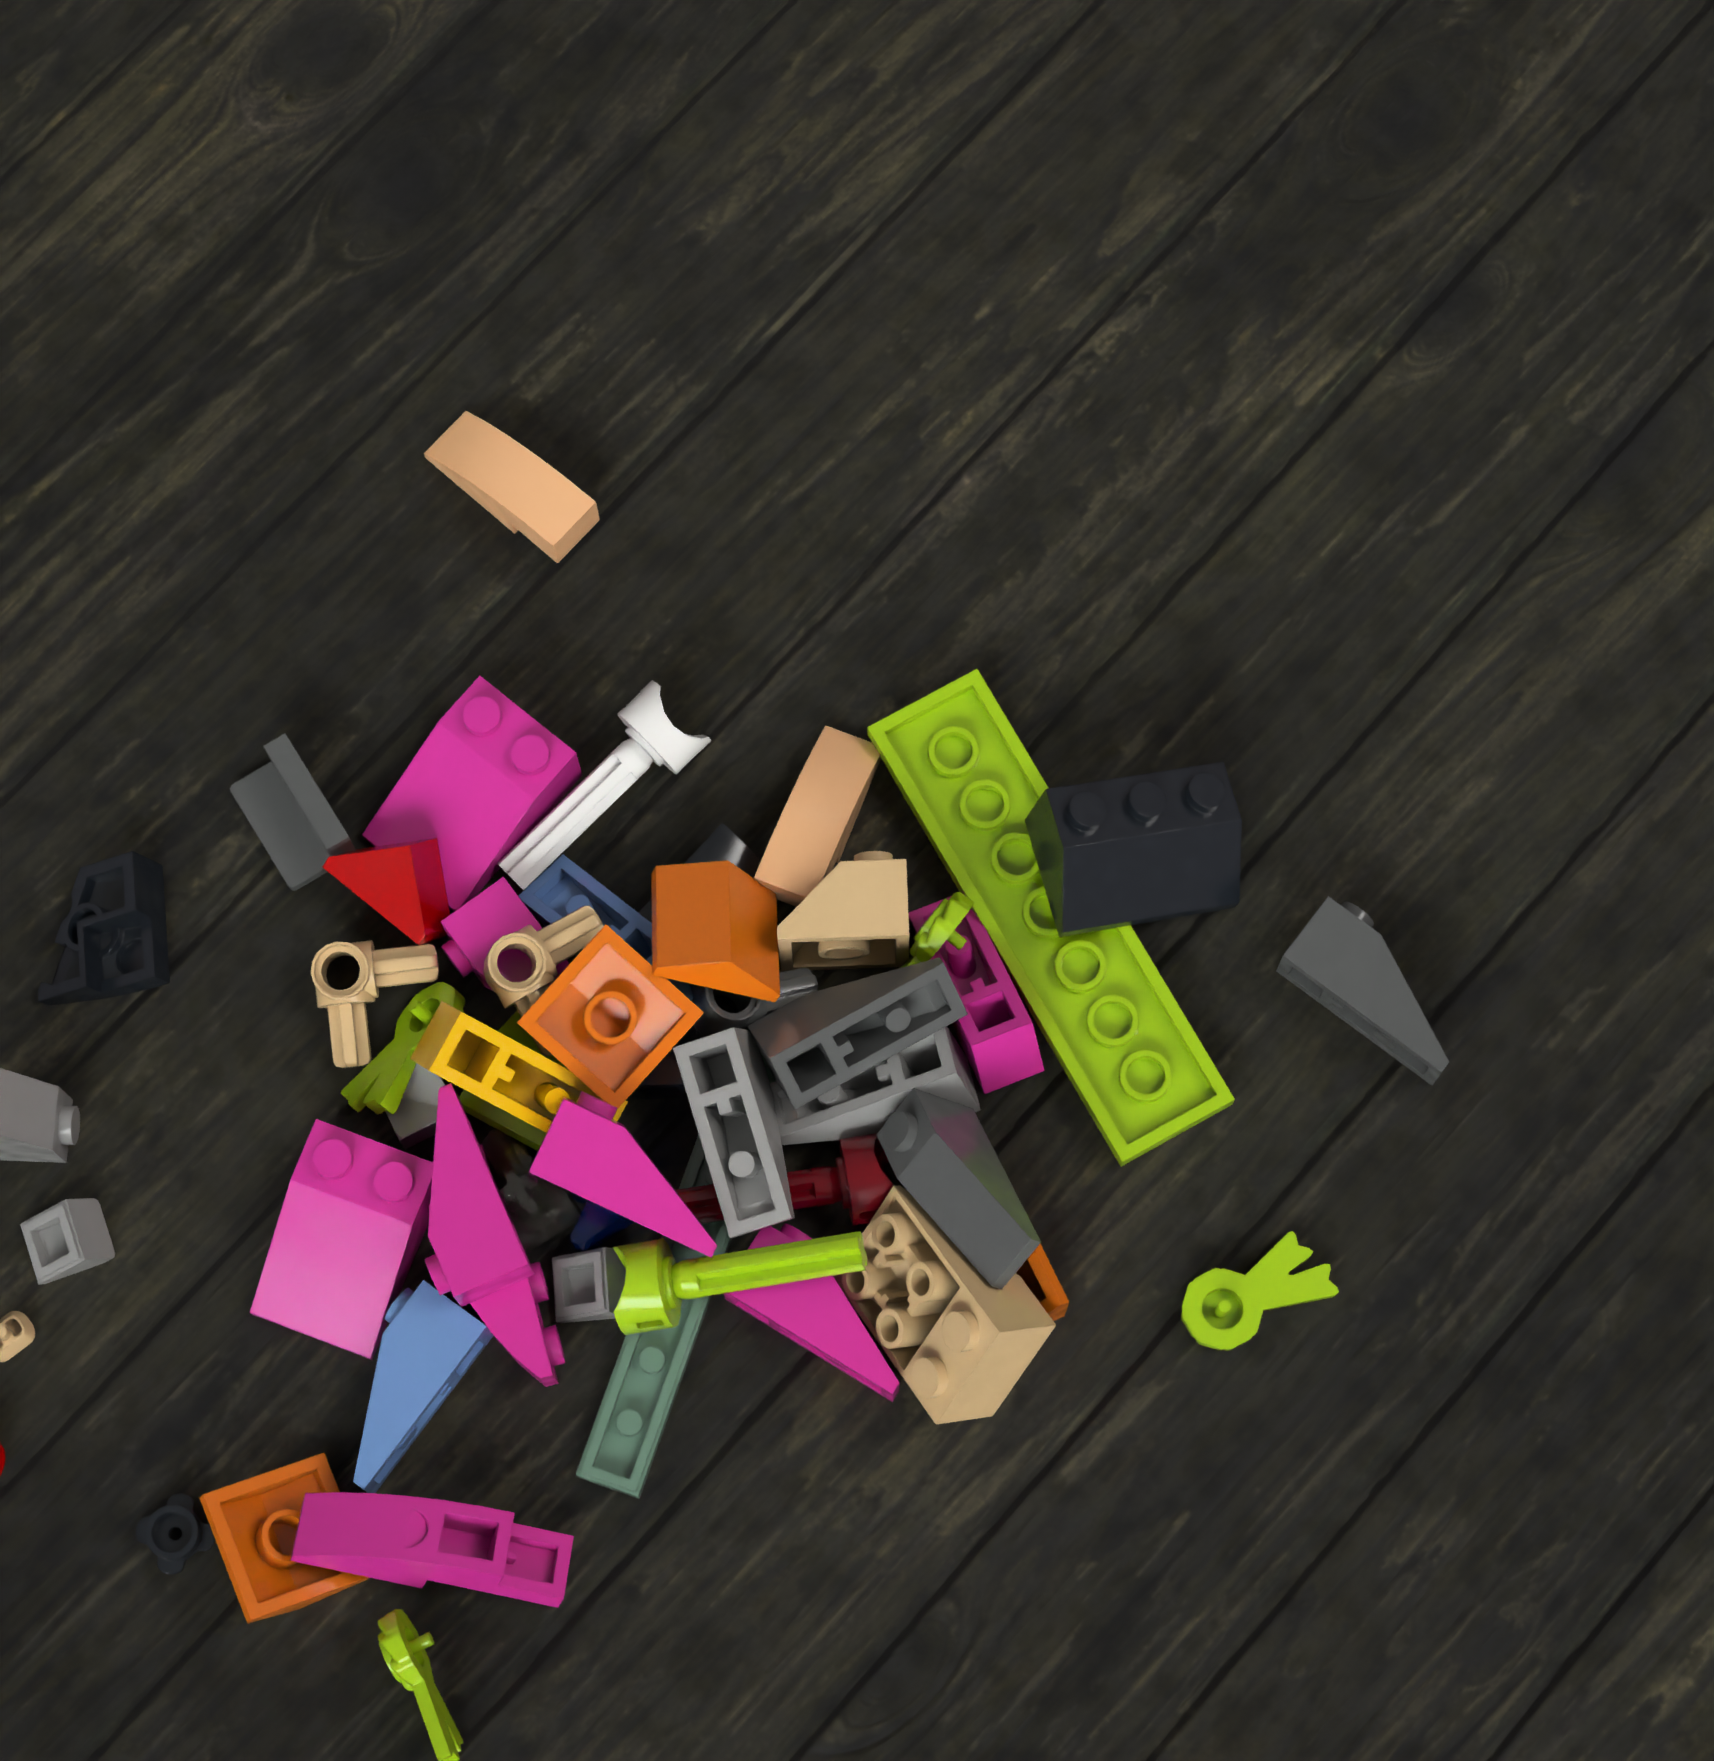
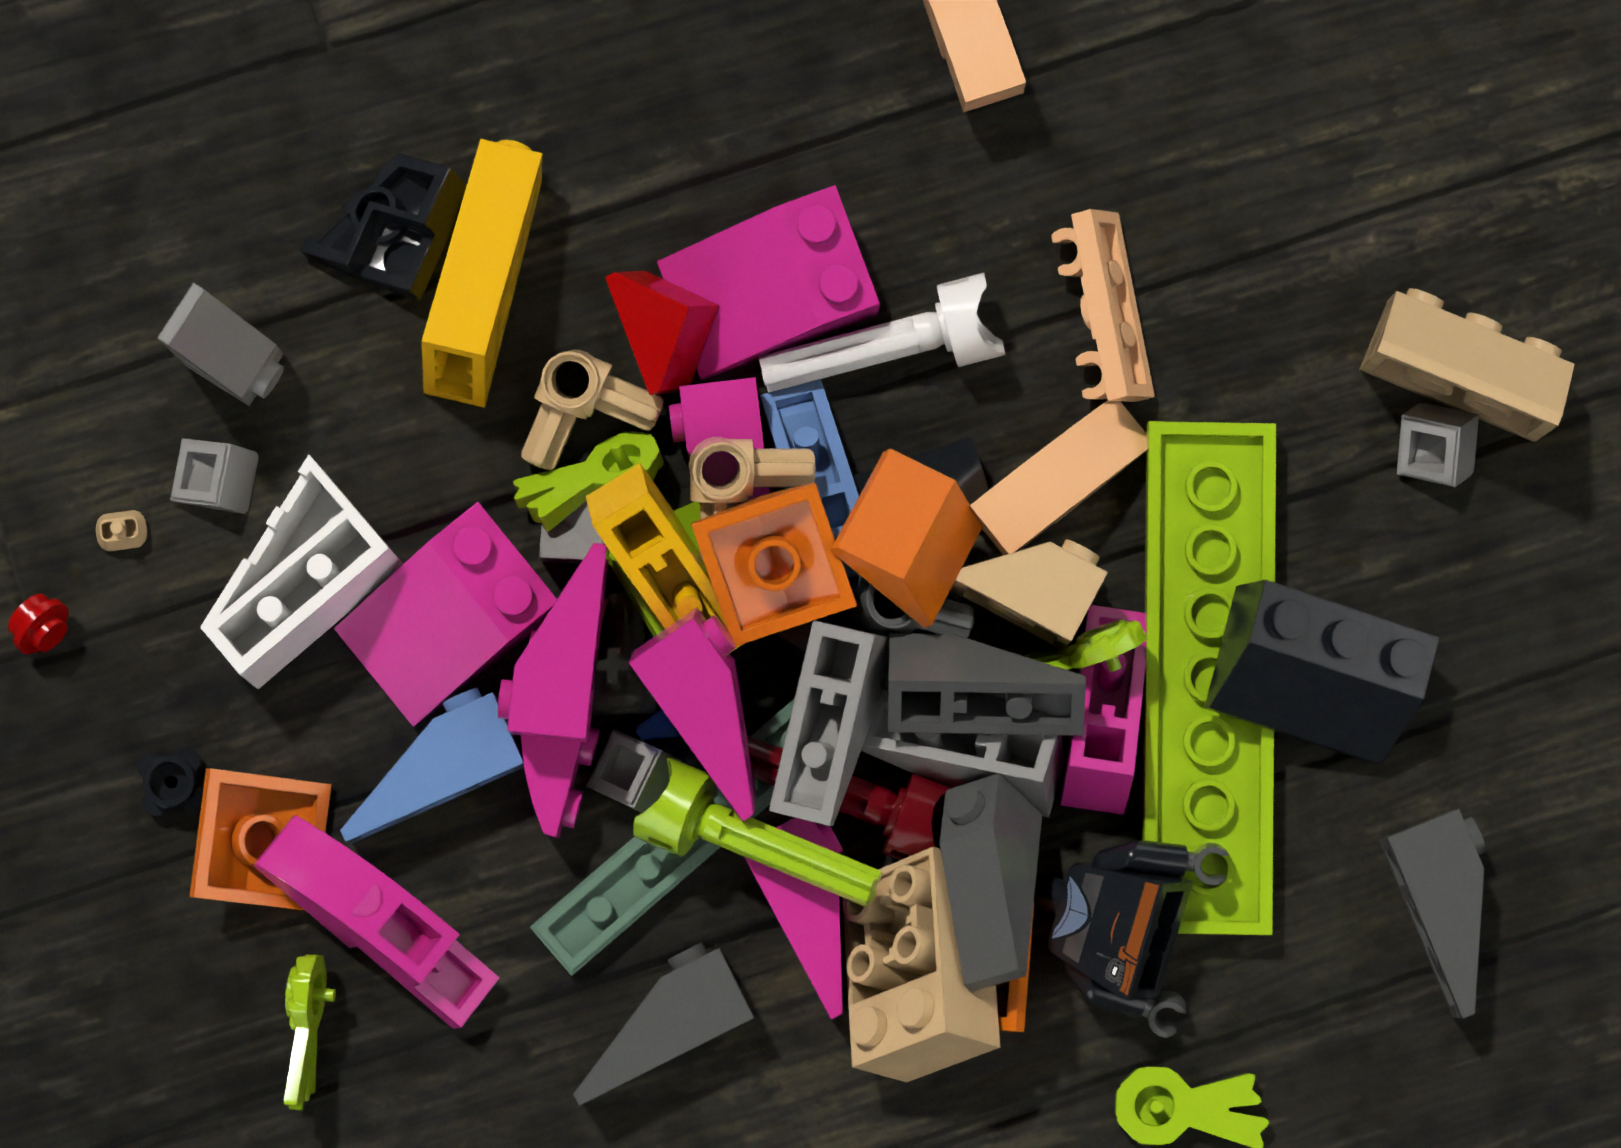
camera: 25 degrees right, 10 degrees up
(193, 1281) = (299, 578): none -> white wedge
(210, 928) = (480, 272): none -> yellow slope
(291, 815) = (604, 209): dark grey panel -> none
(754, 1473) = (677, 1015): none -> dark grey slope
(775, 654) = (1108, 306): none -> light nougat plate
(1098, 1162) = (1121, 924): none -> black torso
(1111, 531) = (1469, 364): none -> tan slope
(1124, 612) = (1437, 444): none -> light grey slope

